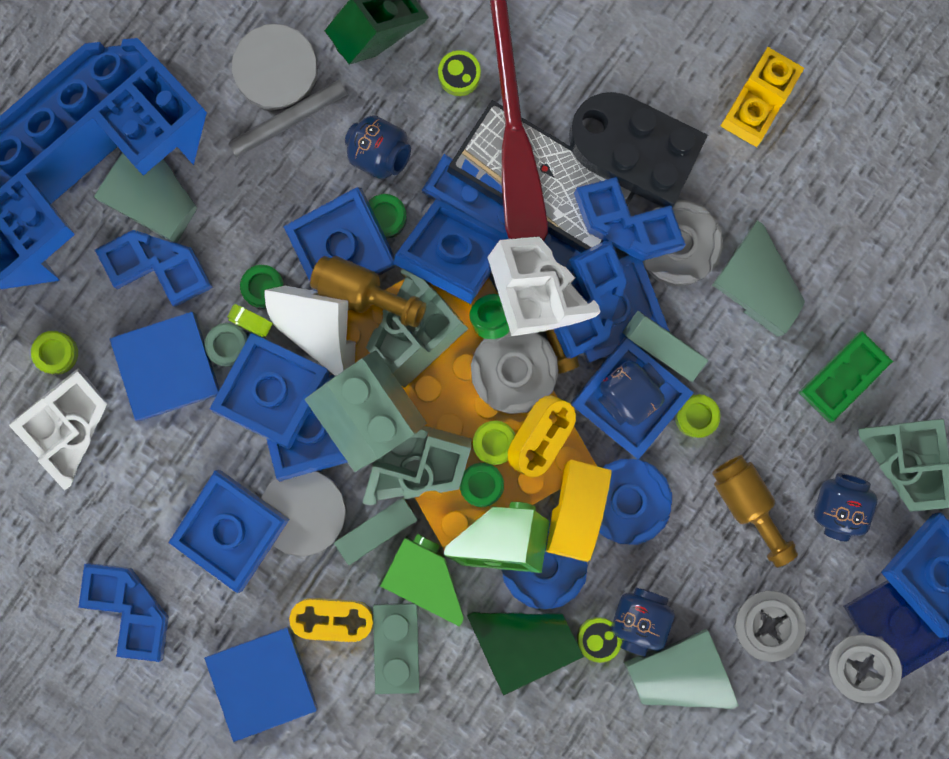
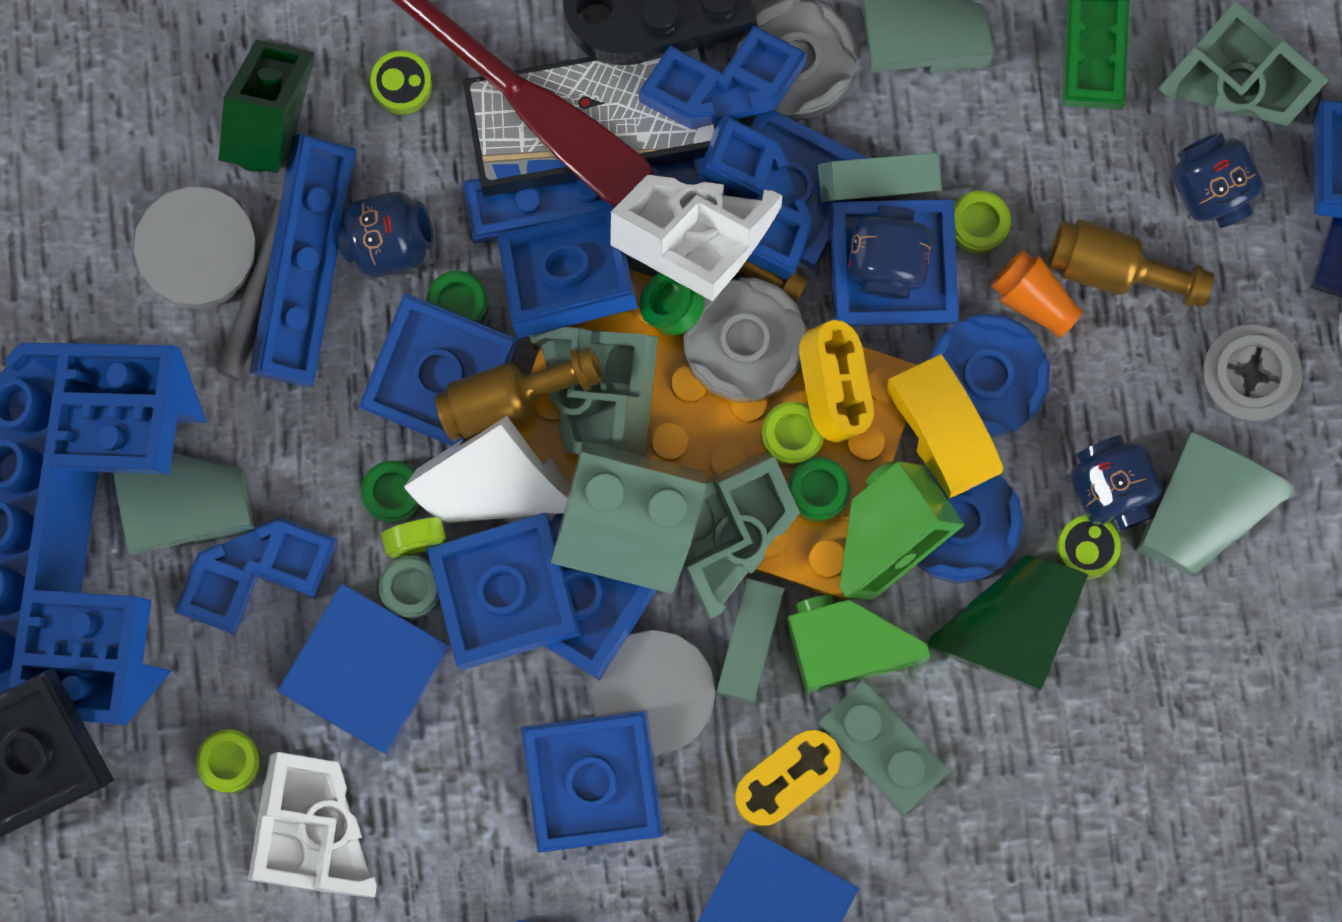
camera: 35 degrees left, 5 degrees down
(323, 123) = (302, 261): none -> blue tile
(693, 481) = (1036, 293): none -> orange cone

